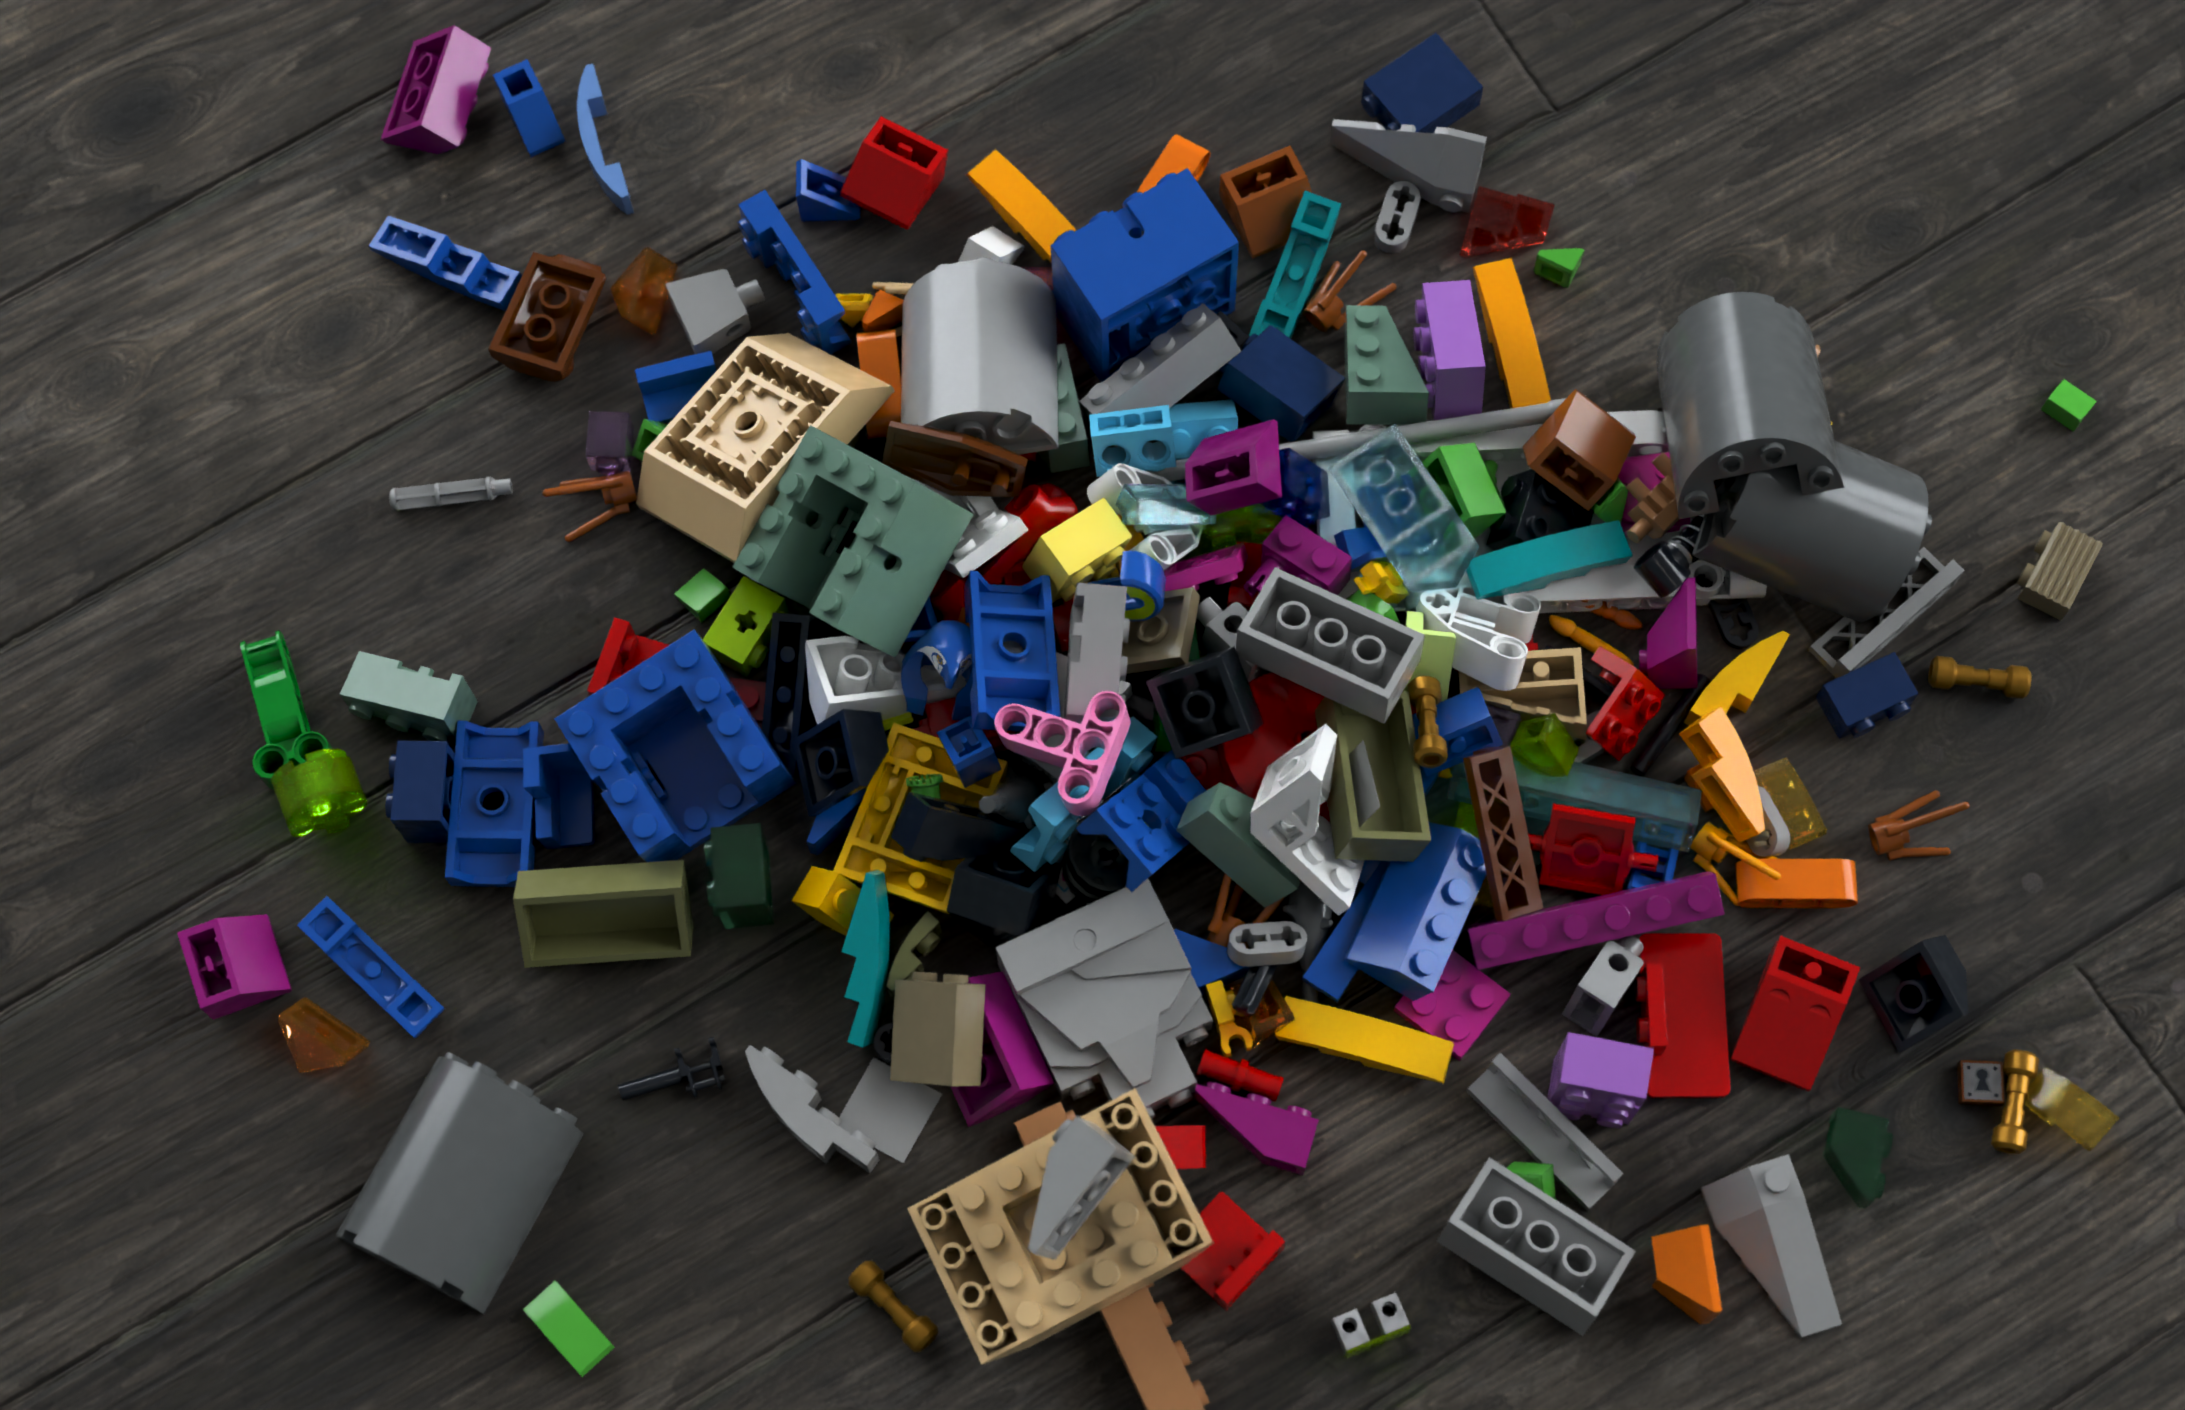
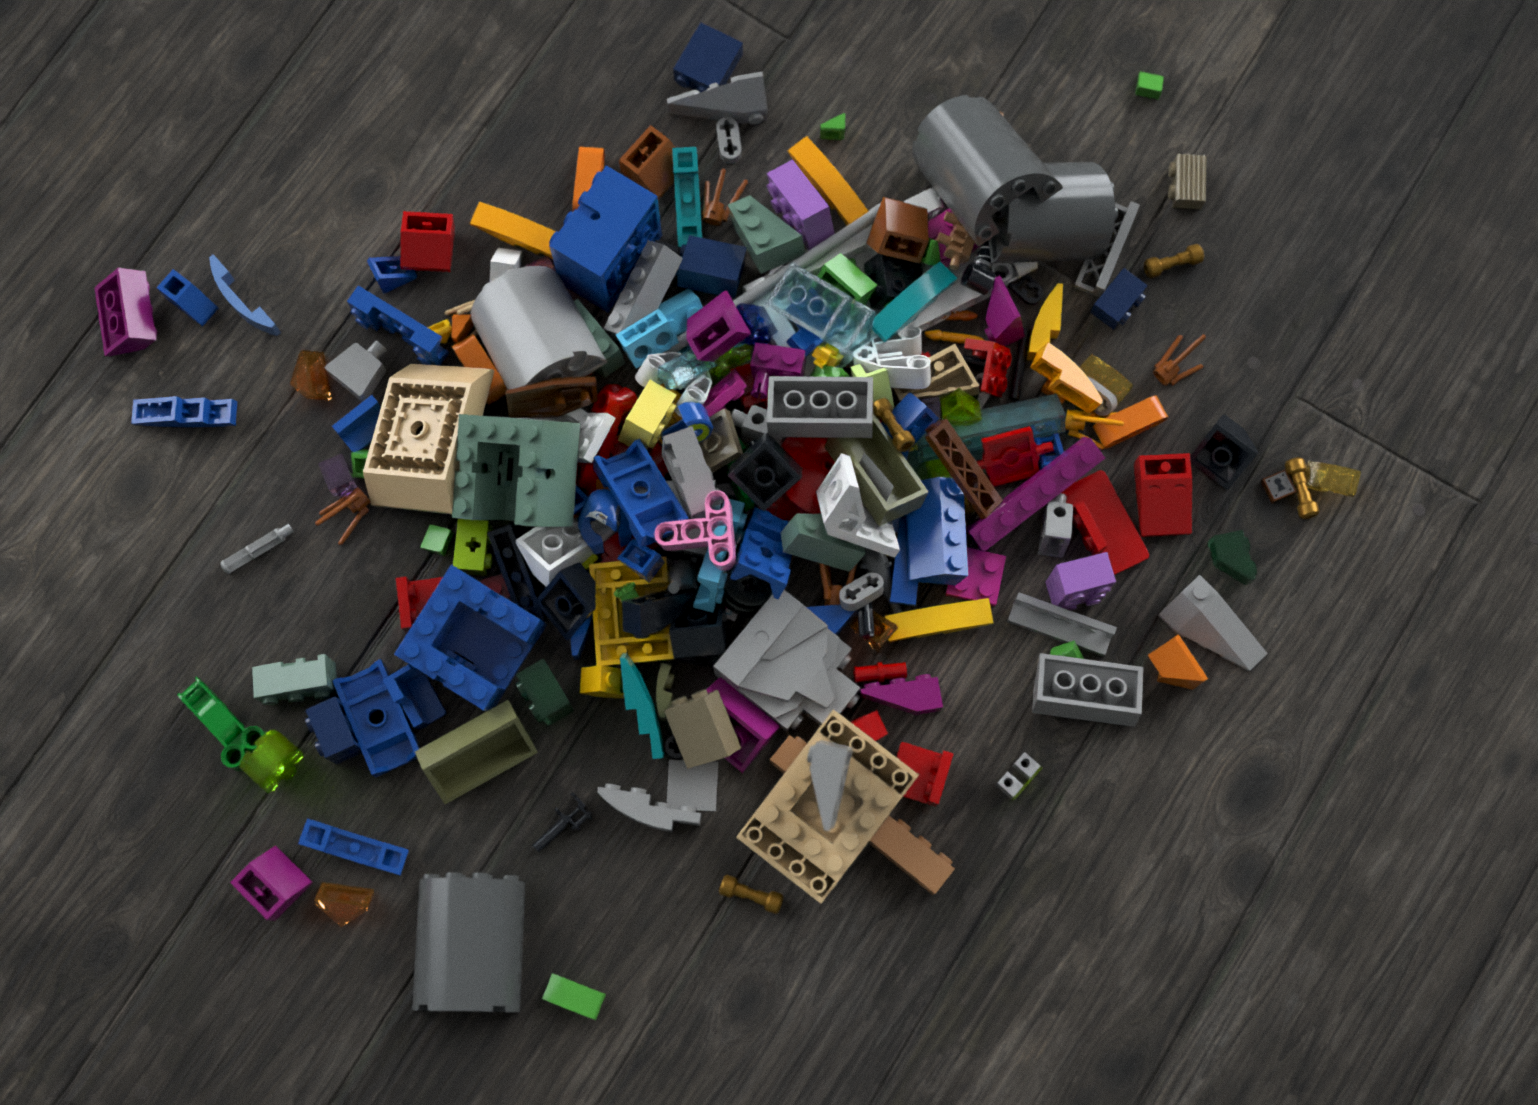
camera: 30 degrees left, 5 degrees up
(548, 316) = (262, 417): reddish brown slope -> none
(1223, 1015) = (851, 637): yellow plate -> none
(1504, 222) = (791, 117): clear red slope -> none

